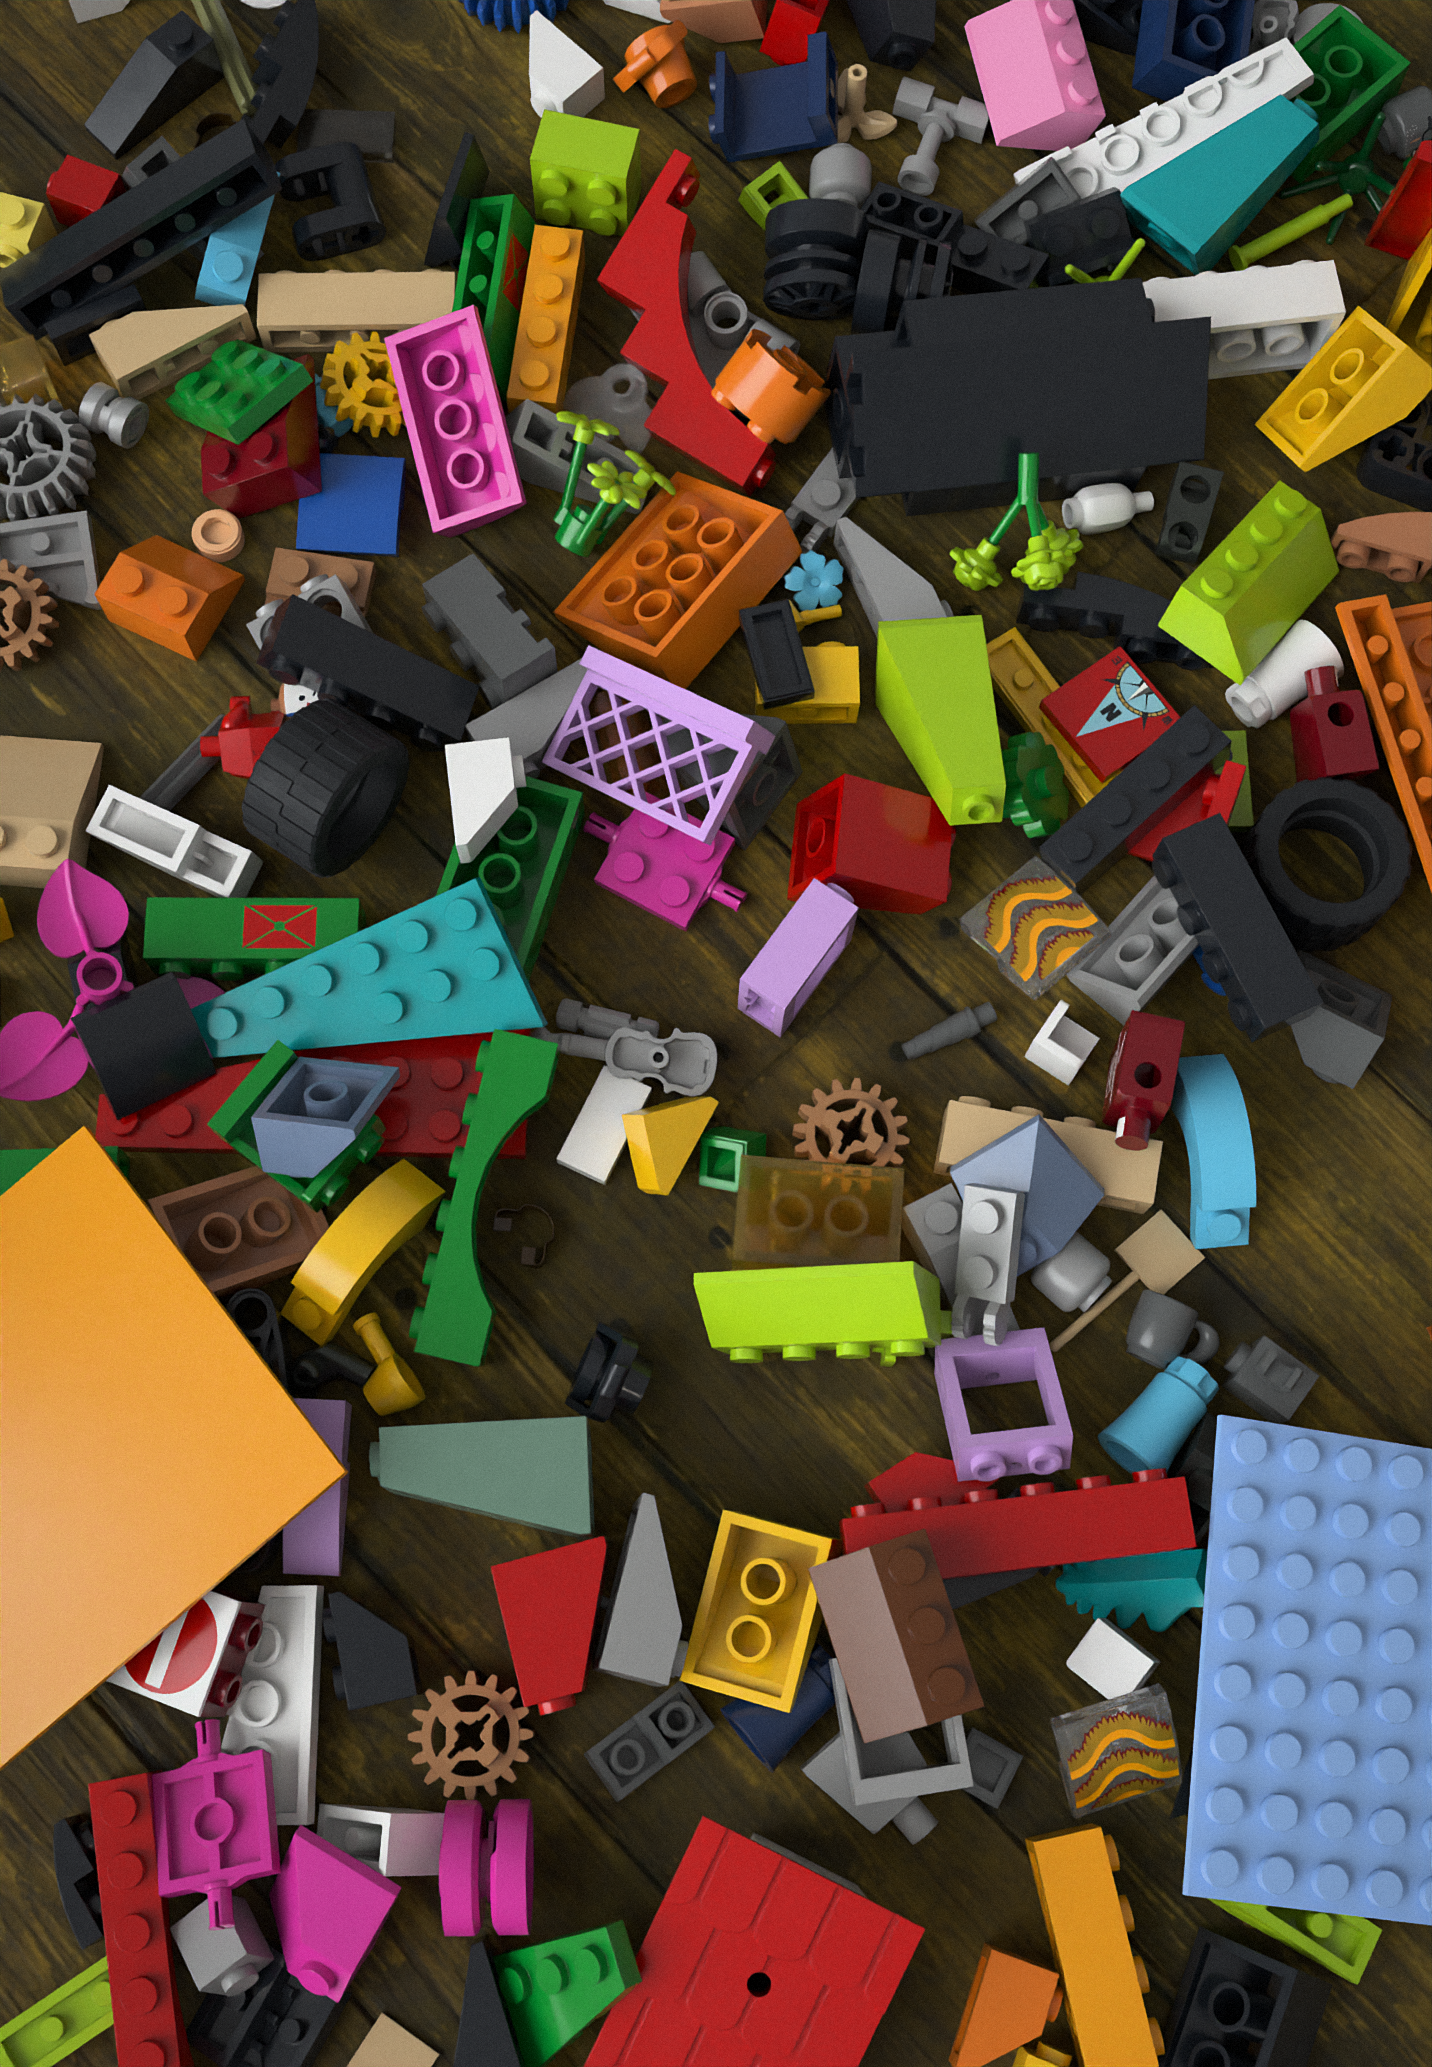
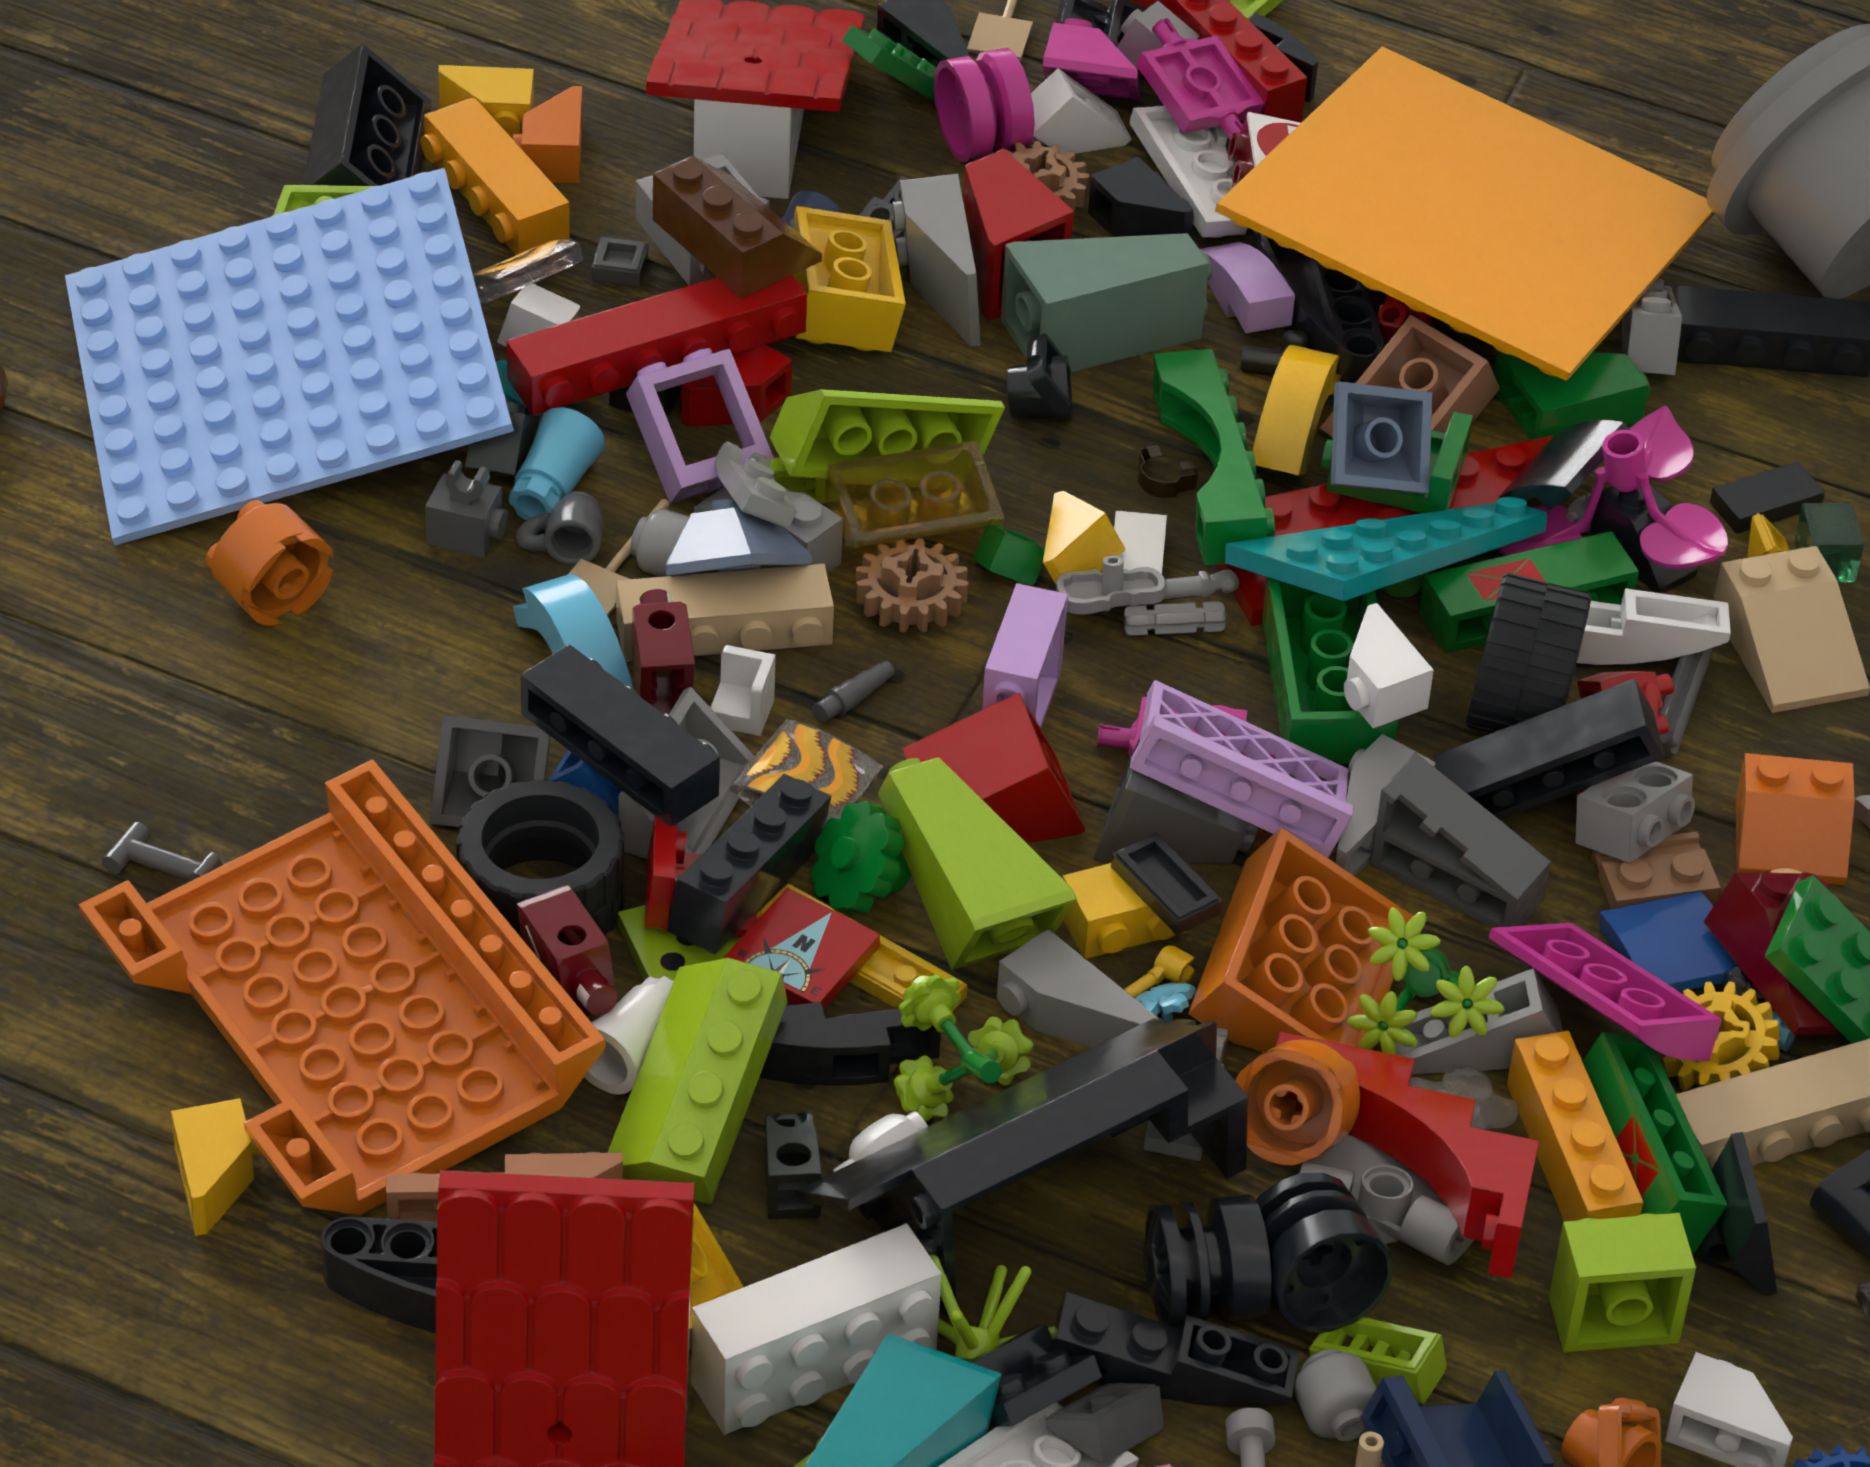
camera: 160 degrees right, 30 degrees down
(393, 1383) = (1227, 349): yellow bar -> none

